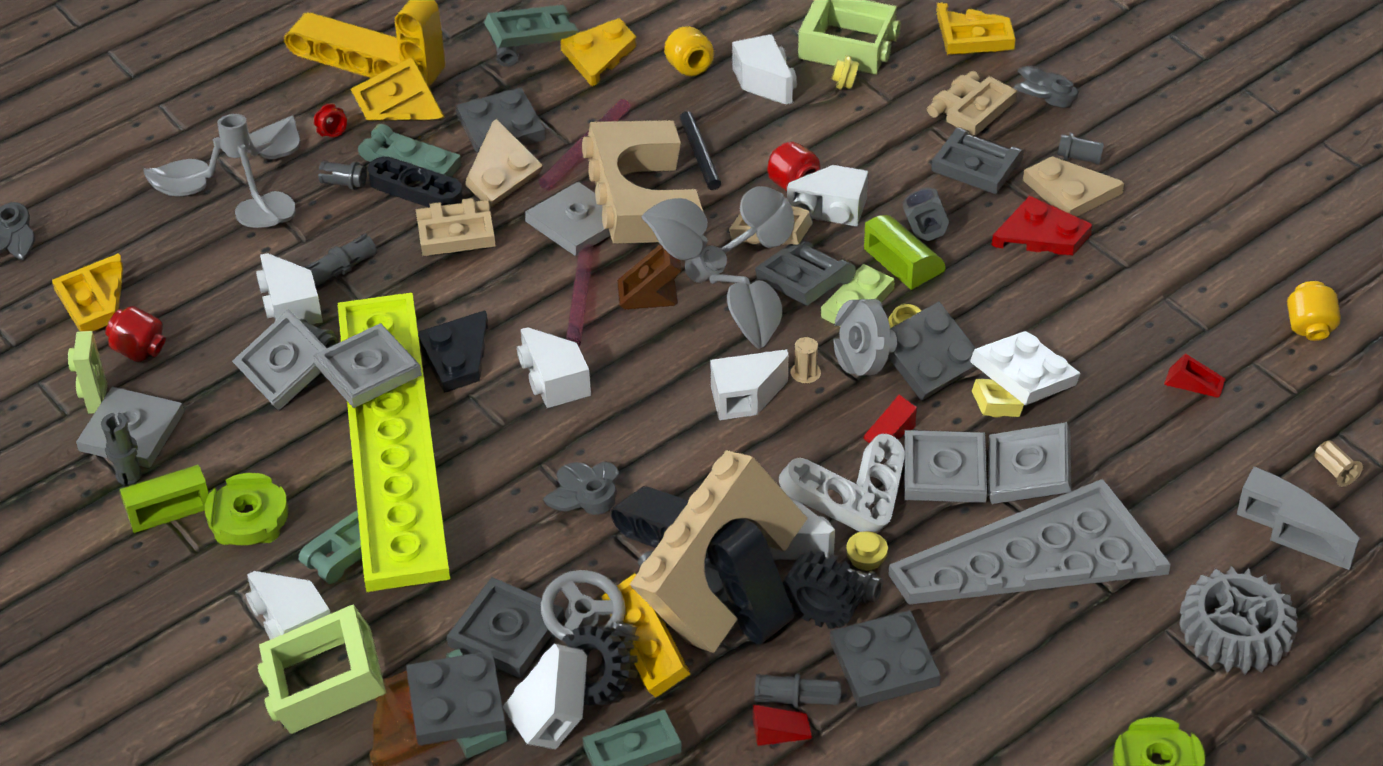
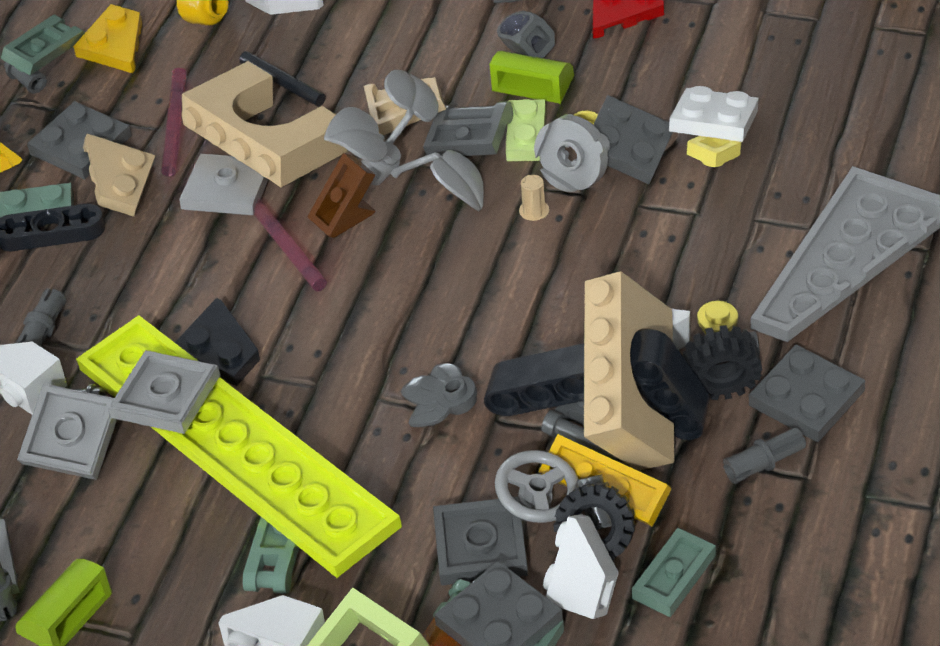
camera: 30 degrees left, 0 degrees up
(248, 528) = (158, 594): lime plate -> none
(455, 227) = (122, 244): tan plate -> none
(554, 367) = (324, 310): white slope -> none
(747, 382) = (499, 241): white slope -> none
(779, 725) = (773, 491): red piece -> none
(790, 163) = (382, 51): red head -> none
(831, 194) = (437, 54): white slope -> none
(855, 497) = (682, 275): white beam -> none
(894, 420) = (646, 211): red piece -> none
(945, 466) = (719, 221): light grey plate -> none
(1029, 463) = (784, 184): light grey plate -> none
(1194, 377) = (843, 58): red piece -> none

